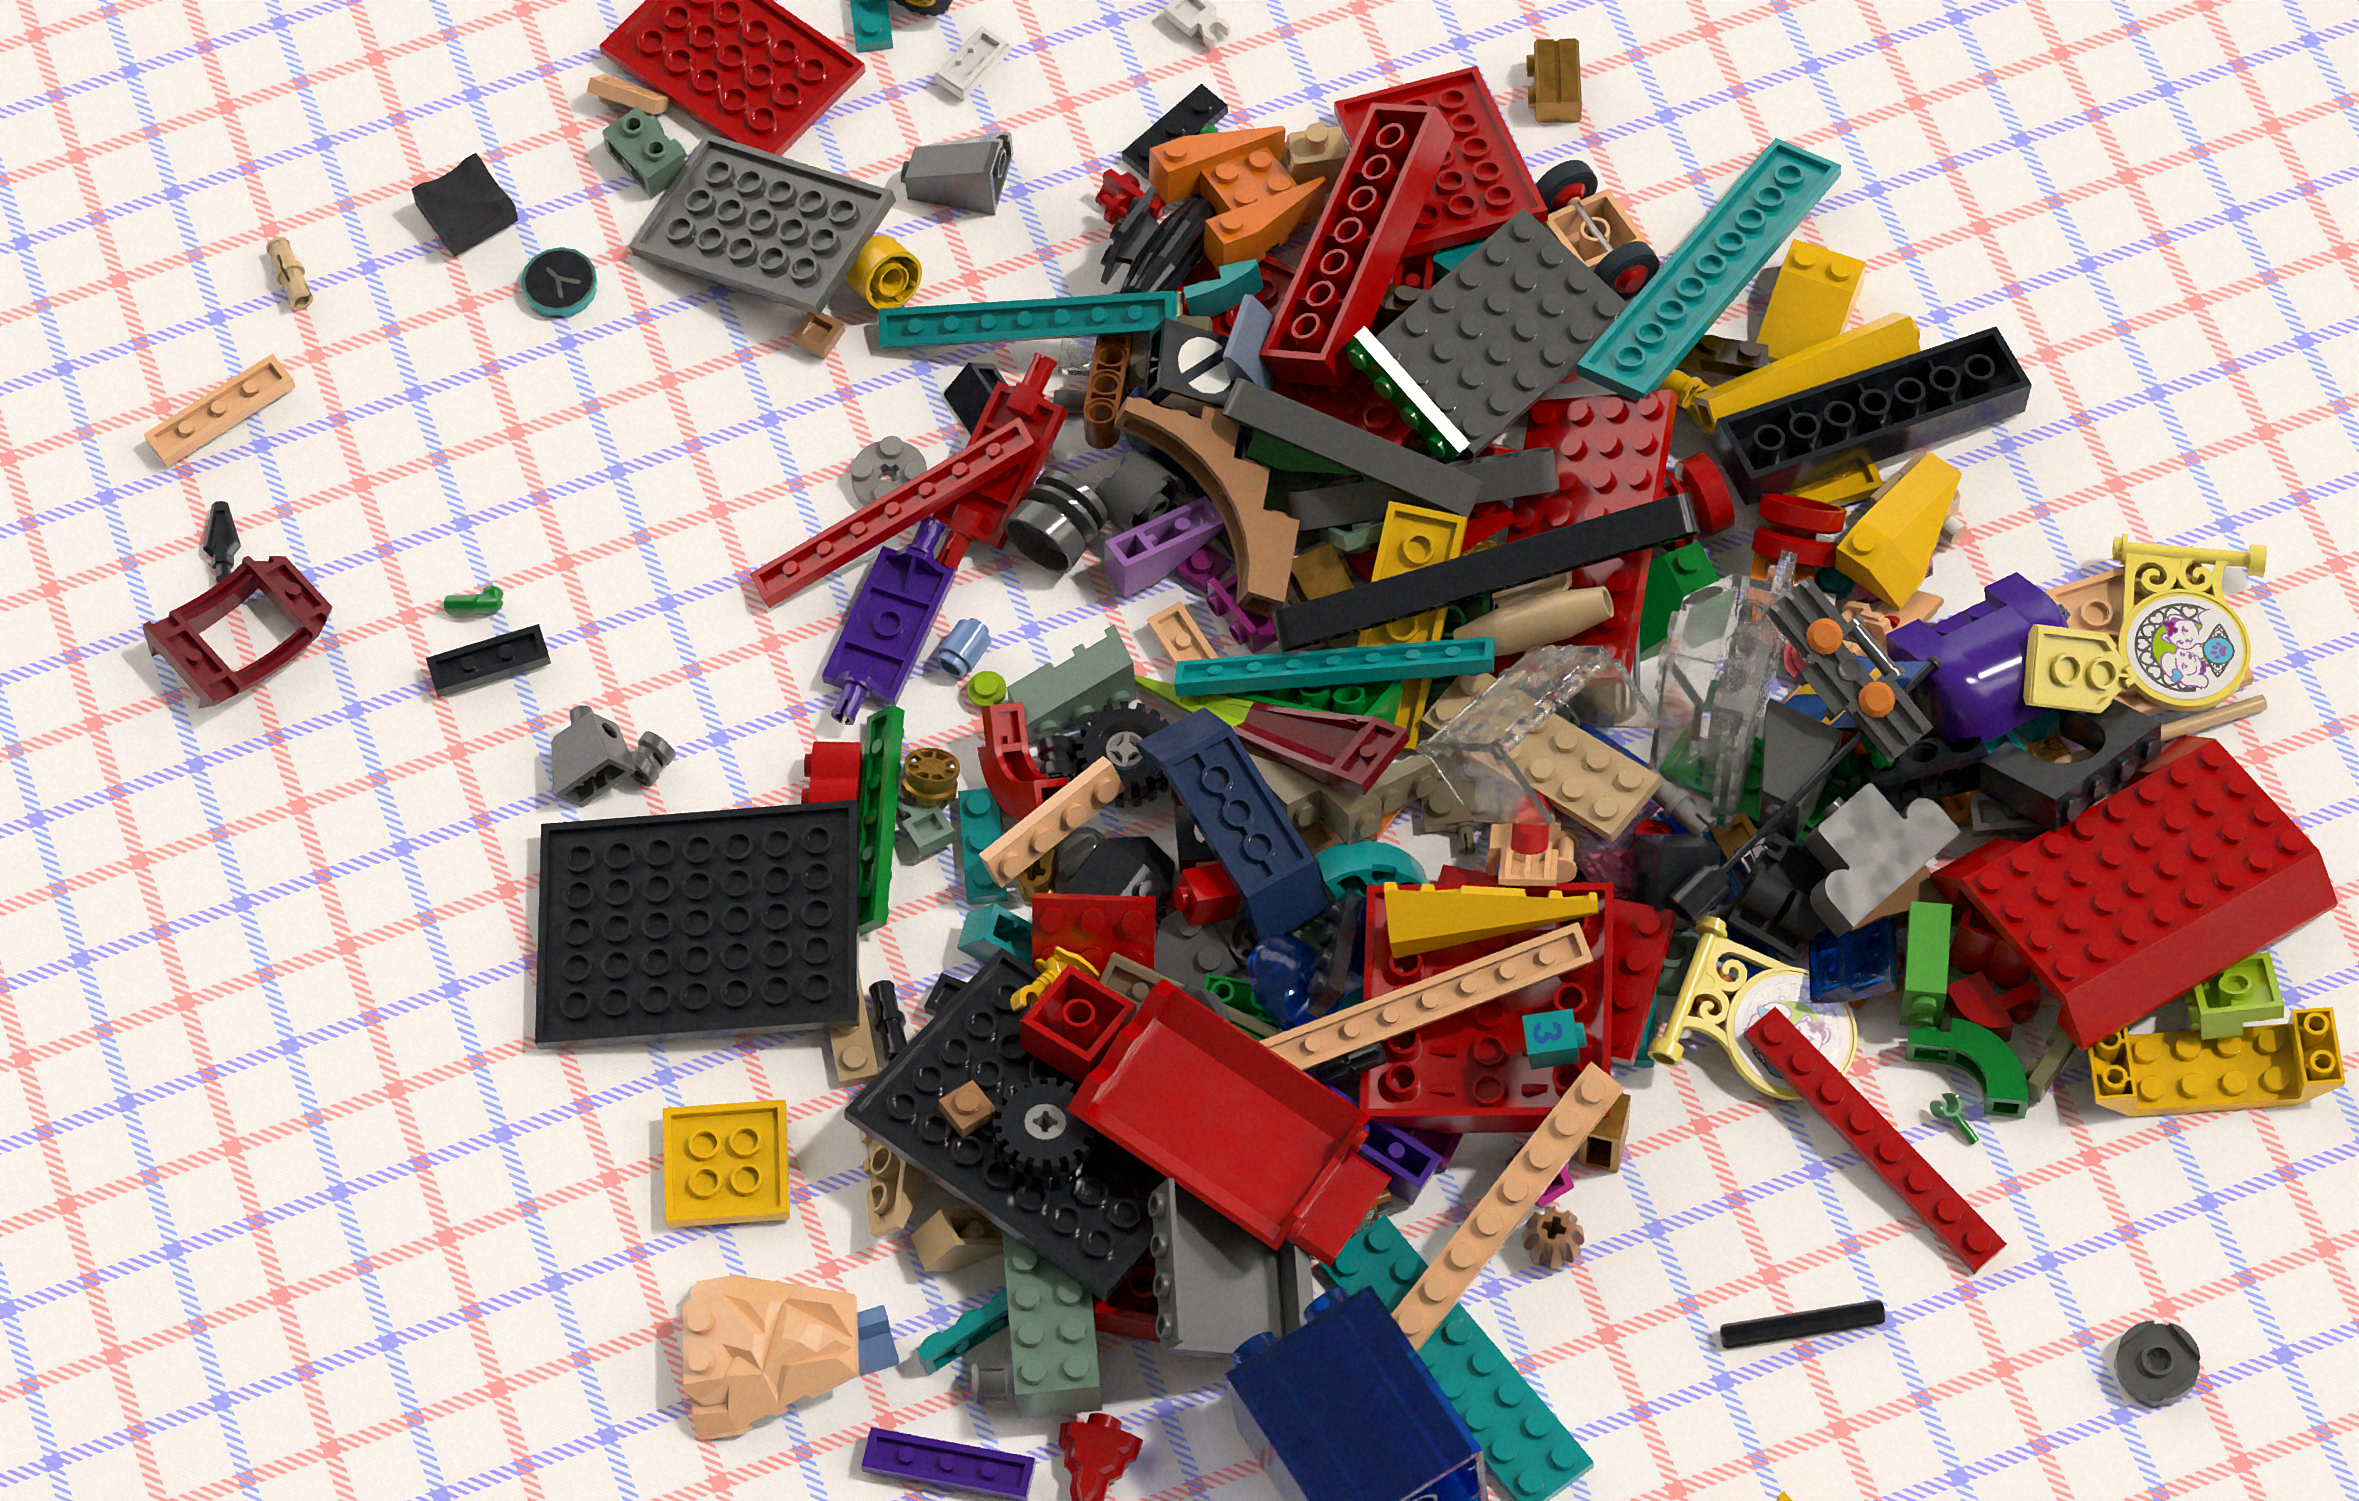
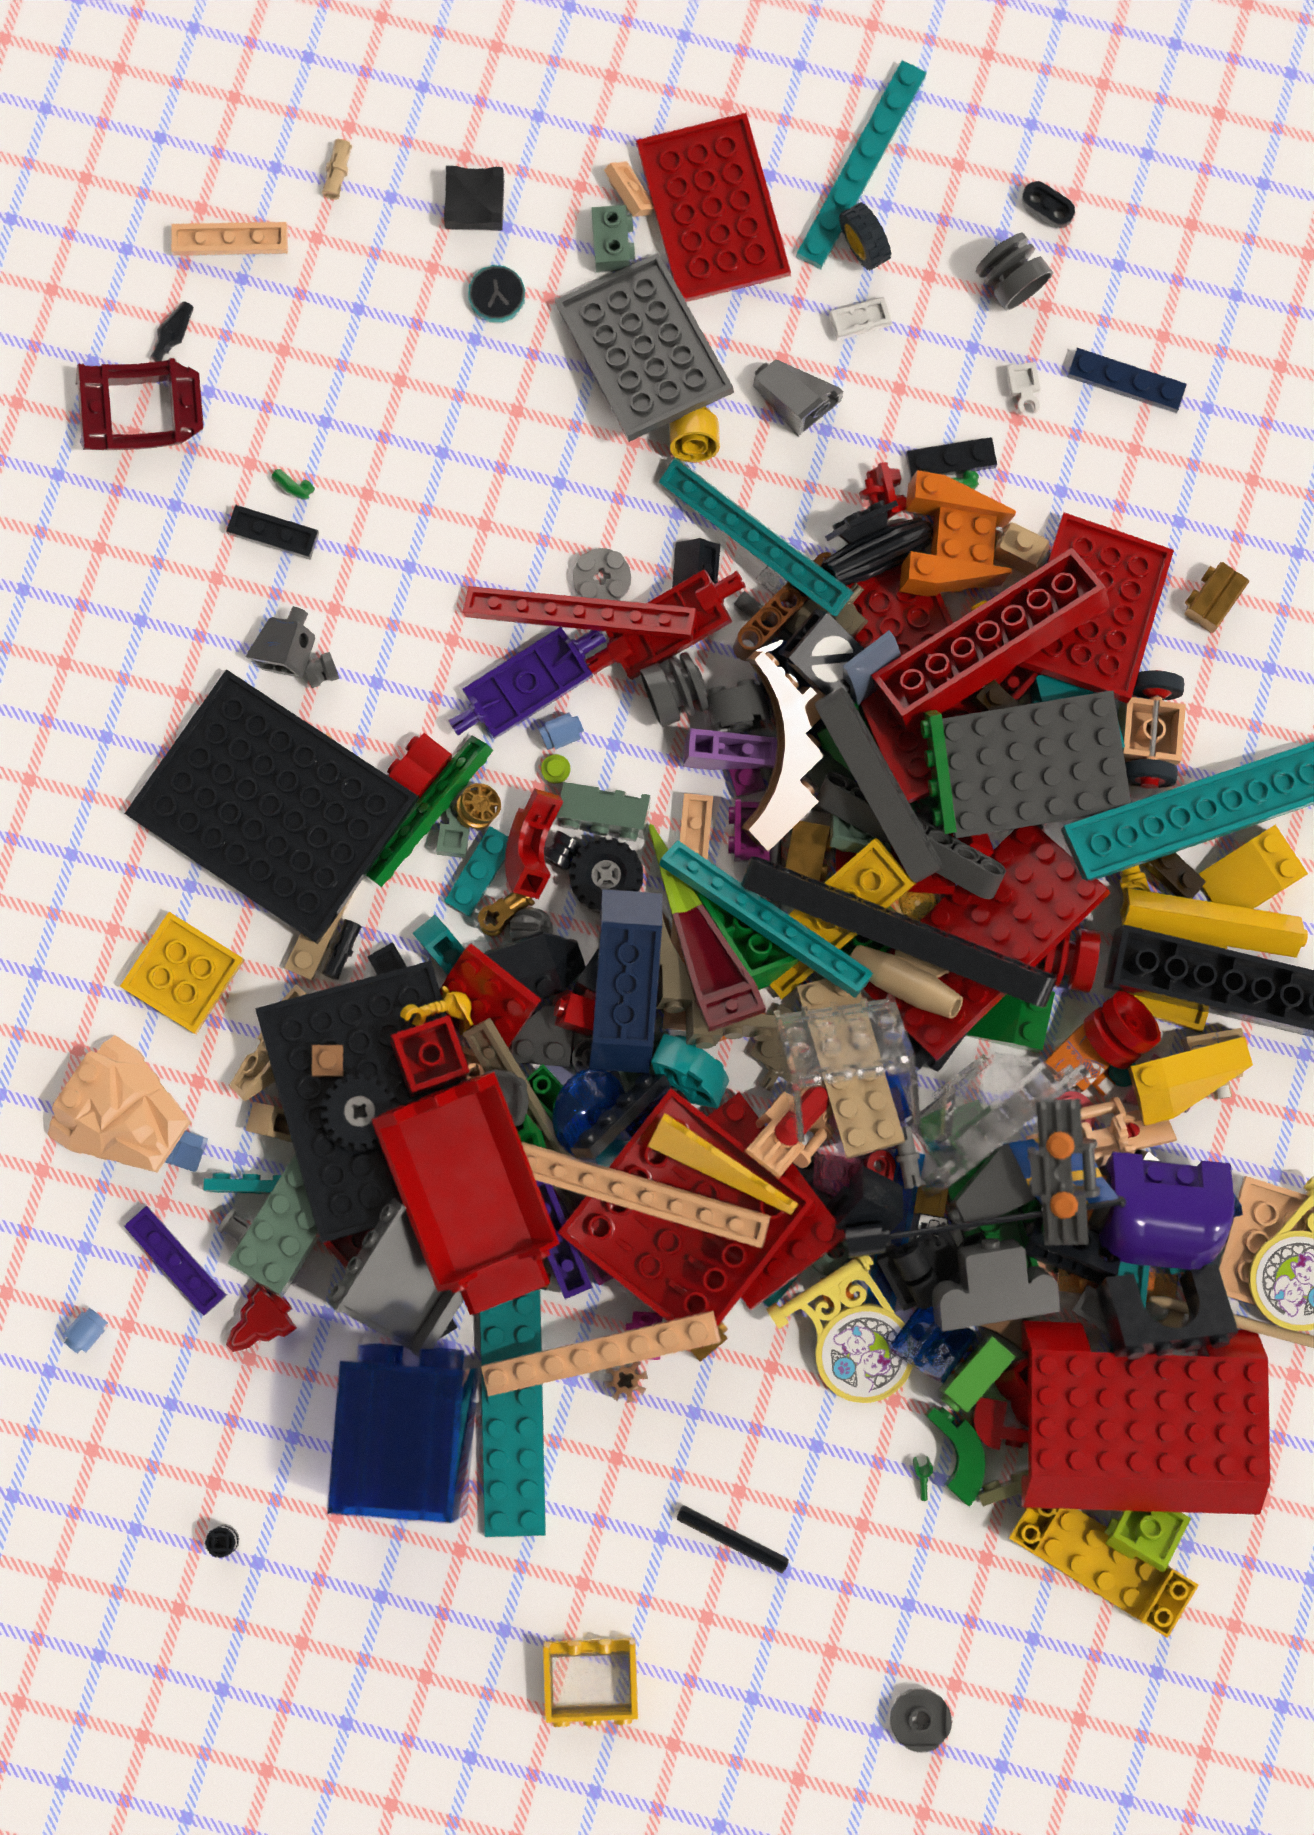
camera: 30 degrees right, 20 degrees up
(818, 334) = (627, 451): medium nougat plate -> none
(1052, 821) = (520, 899): light nougat plate -> none
(1222, 294) = (902, 604): teal slope -> none
(1349, 1066) = (580, 1202): black piece -> none
(1553, 1038) = (700, 1279): teal brick -> none
(1875, 1140) = (861, 1459): red plate -> none
(2073, 669) = (1209, 1262): light yellow tile -> none

